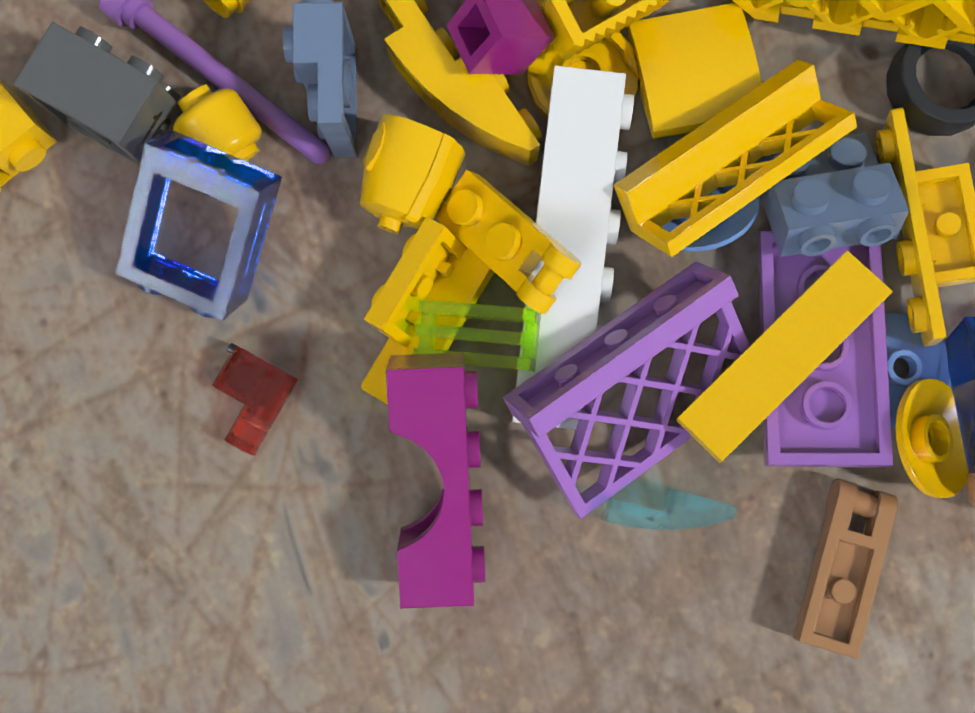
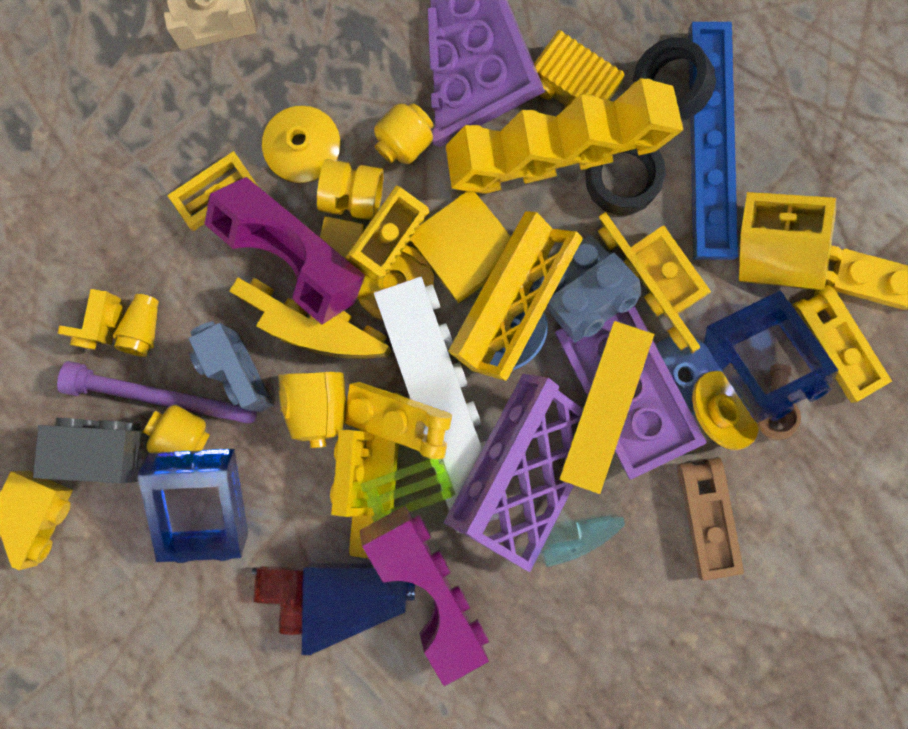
camera: 25 degrees left, 0 degrees up
(331, 442) = (347, 601): none -> clear blue slope

